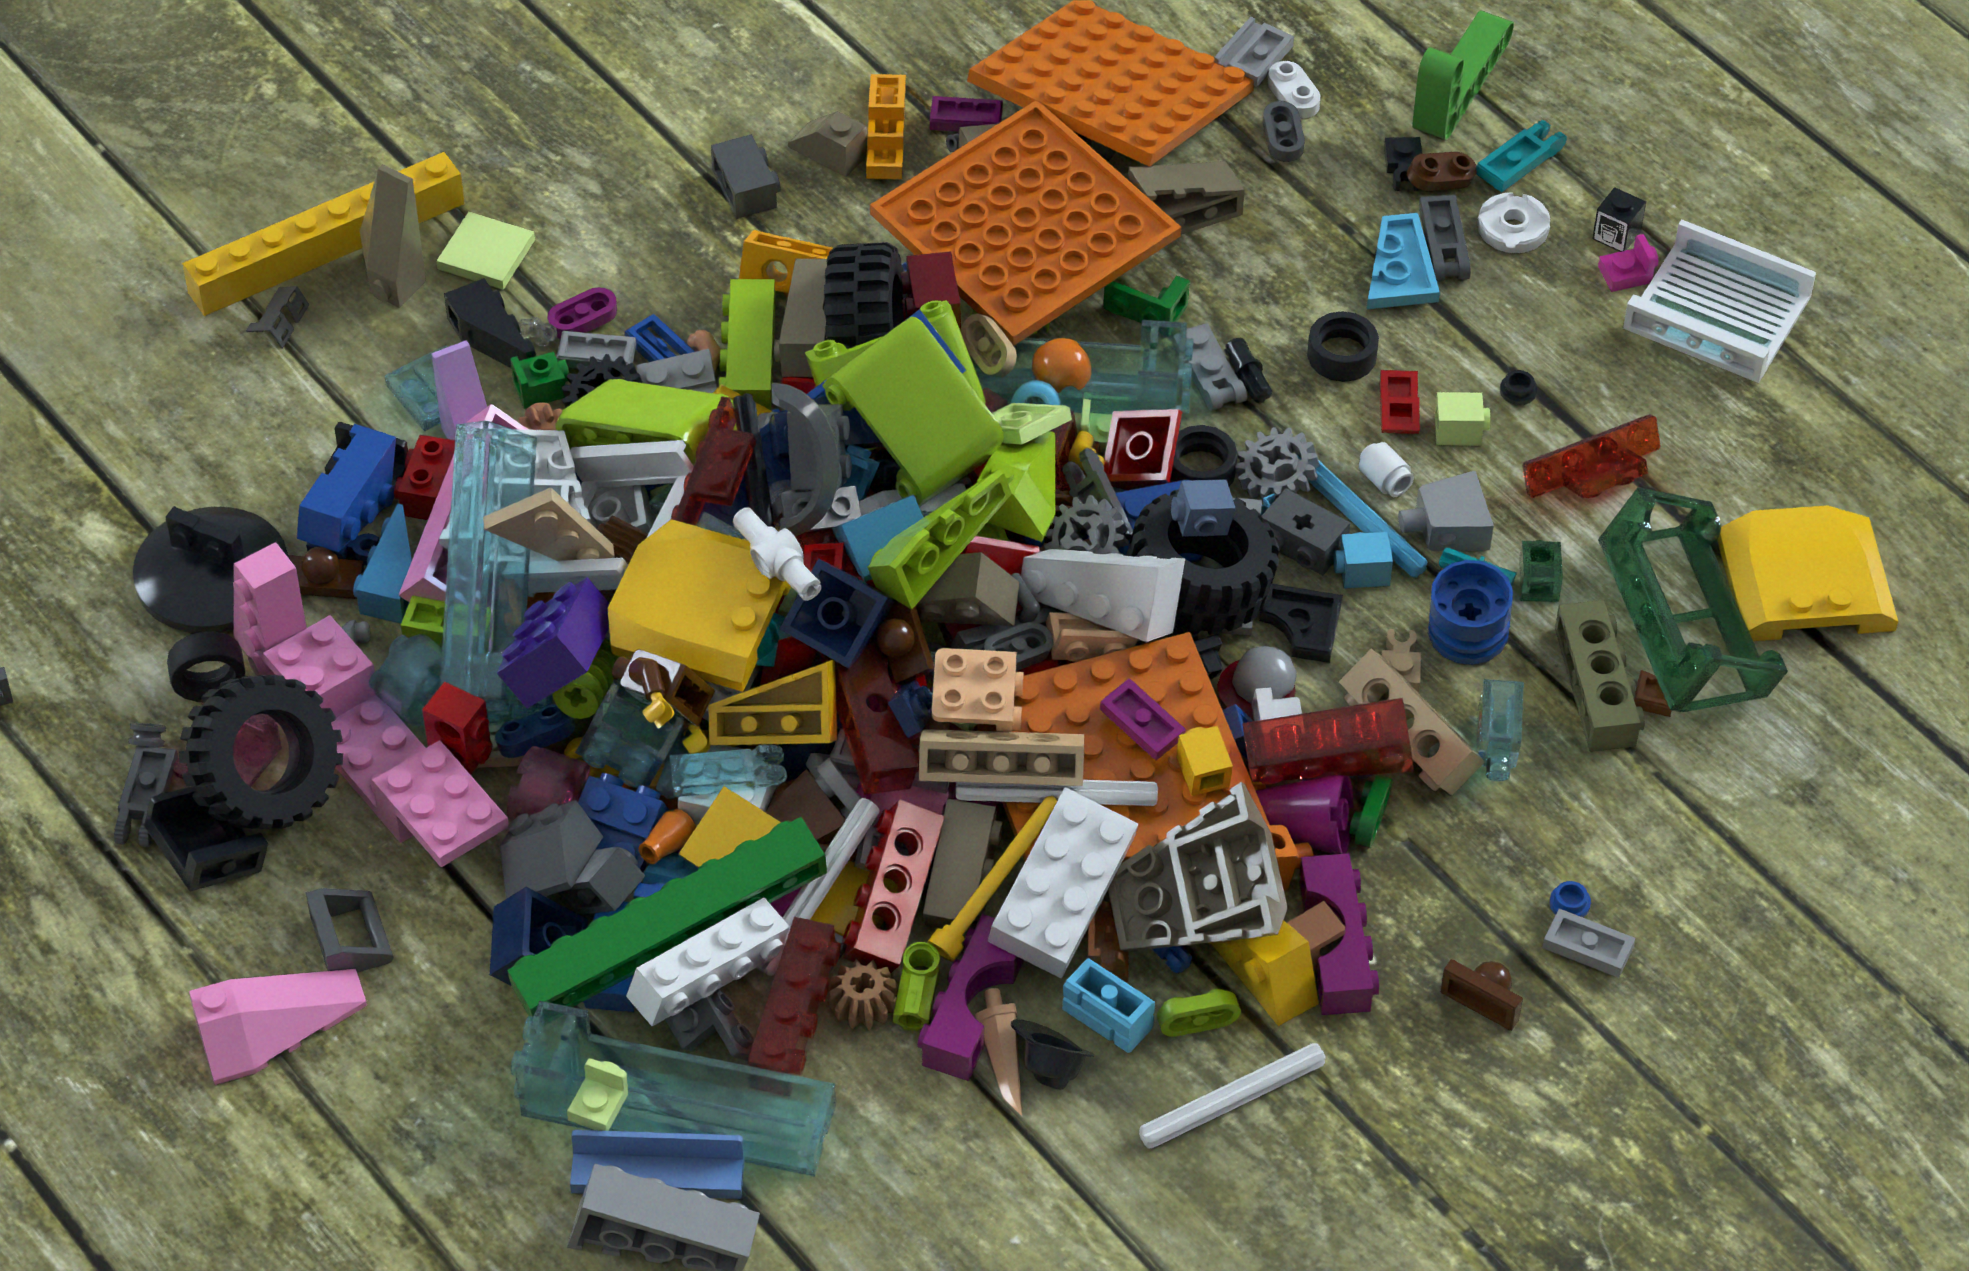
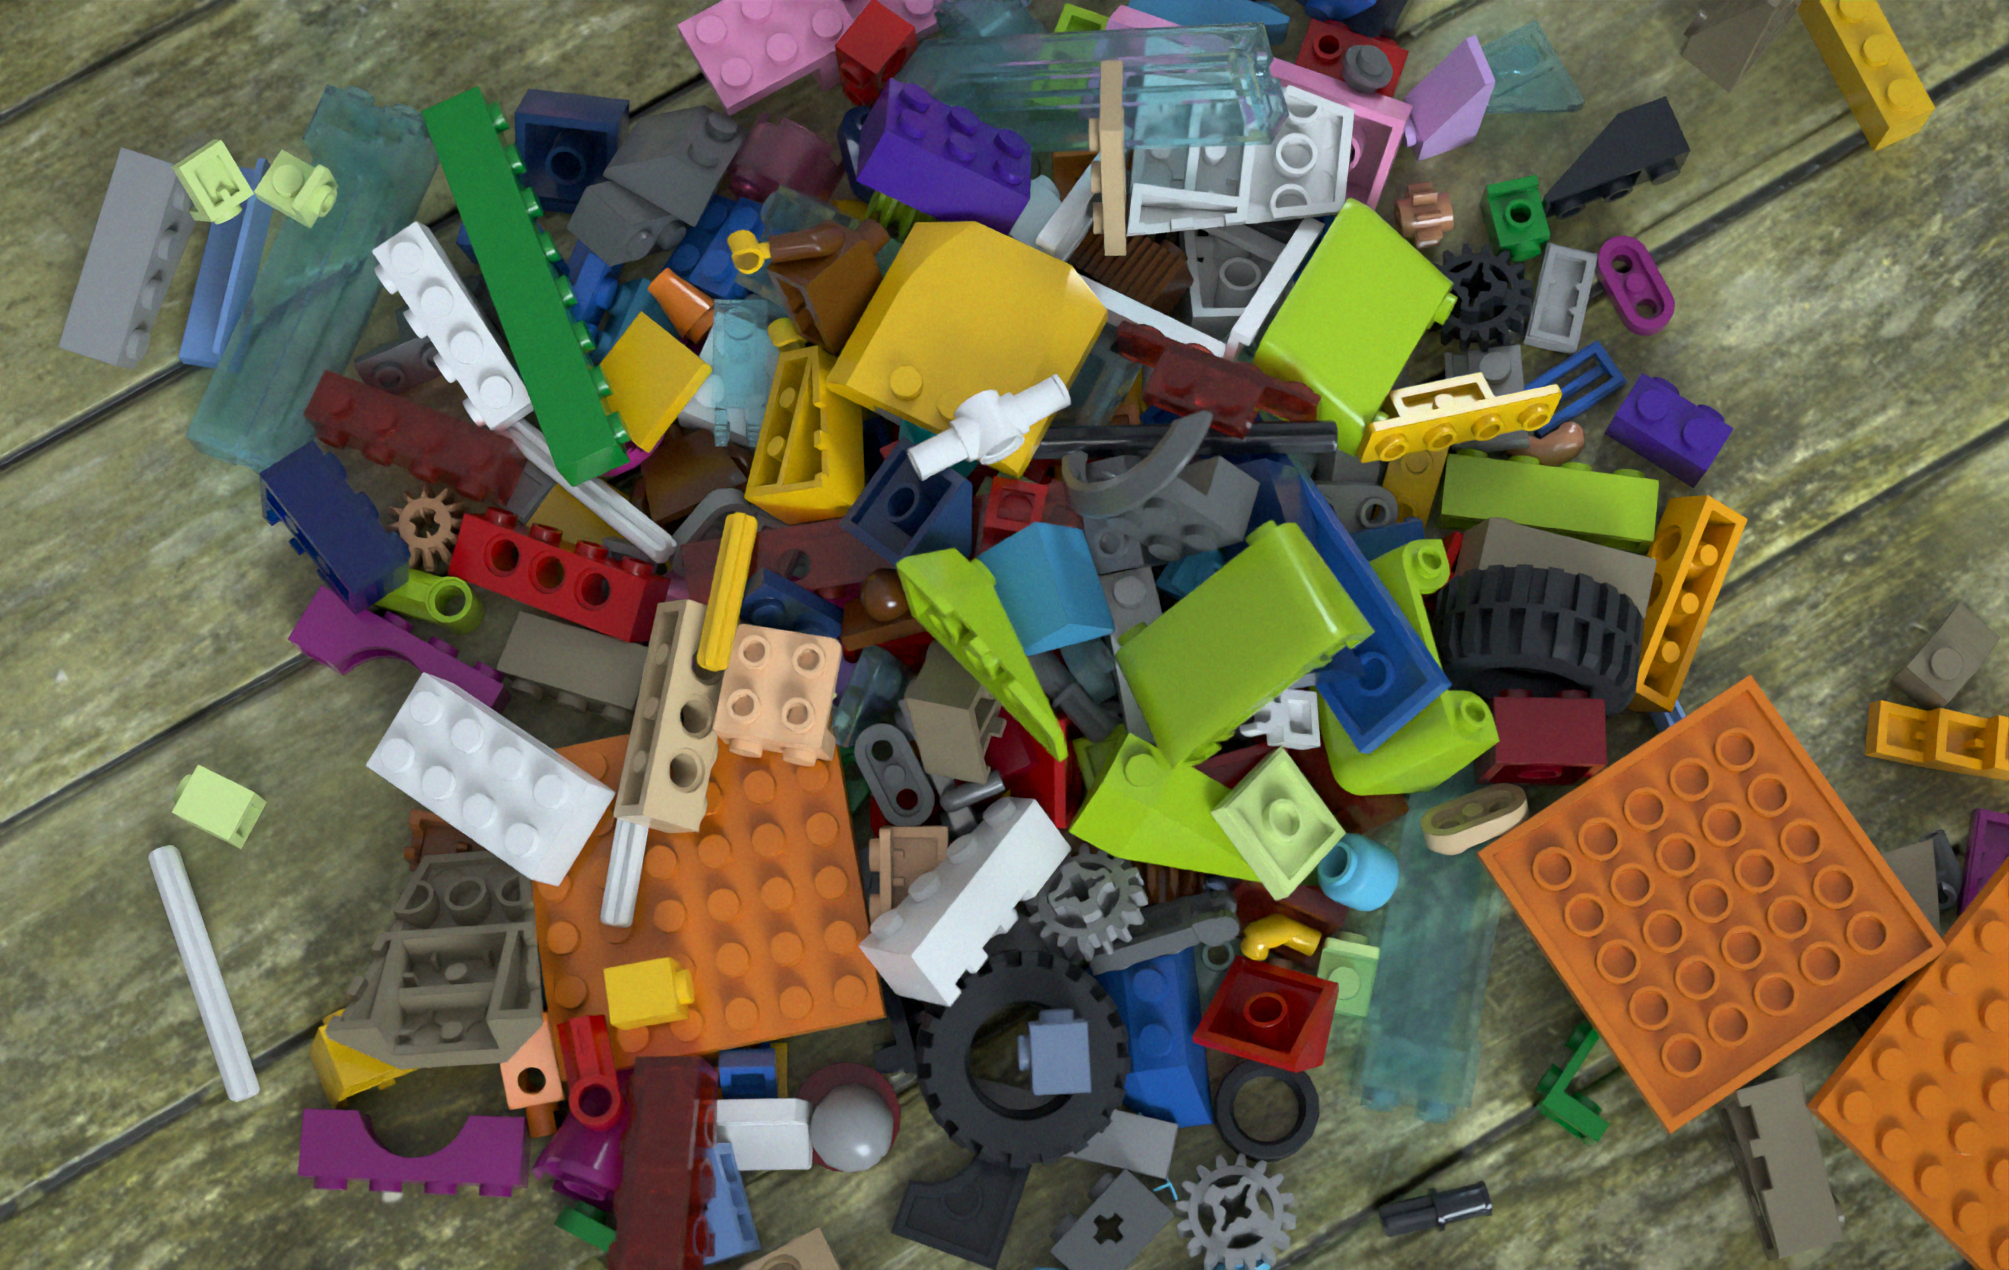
camera: 100 degrees right, 25 degrees up
(441, 442) = (1366, 68): none -> dark grey plate
(485, 250) = (1773, 170): yellowish green tile -> none
(542, 333) = (1616, 223): clear arm -> none
(604, 1146) = (213, 183): none -> yellowish green bracket
(689, 284) = (1669, 429): none -> dark purple brick
(704, 369) = (1452, 413): none -> yellow bracket
(745, 176) = (1883, 529): dark grey brick -> none
(876, 1030) = (334, 526): none -> clear blue wedge
(908, 724) = (727, 592): none -> yellow axle
(950, 938) = (471, 637): yellow piece -> none
(1002, 1045) = (347, 695): light nougat bar -> none
(1050, 1054) = (304, 748): black piece -> none
(1062, 364) = (1431, 921): orange hair -> none
(1104, 1098) = (217, 806): none -> yellowish green brick
(1108, 1005) = (342, 828): medium azure brick -> none
(1142, 719) = (726, 920): magenta plate -> none
(1198, 1013) = (327, 967): lime plate -> none
(1212, 370) = (1454, 1153): light grey plate -> none
(1278, 787) = (590, 1067): none -> red piece
(1319, 927) = (407, 1115): nougat panel -> none

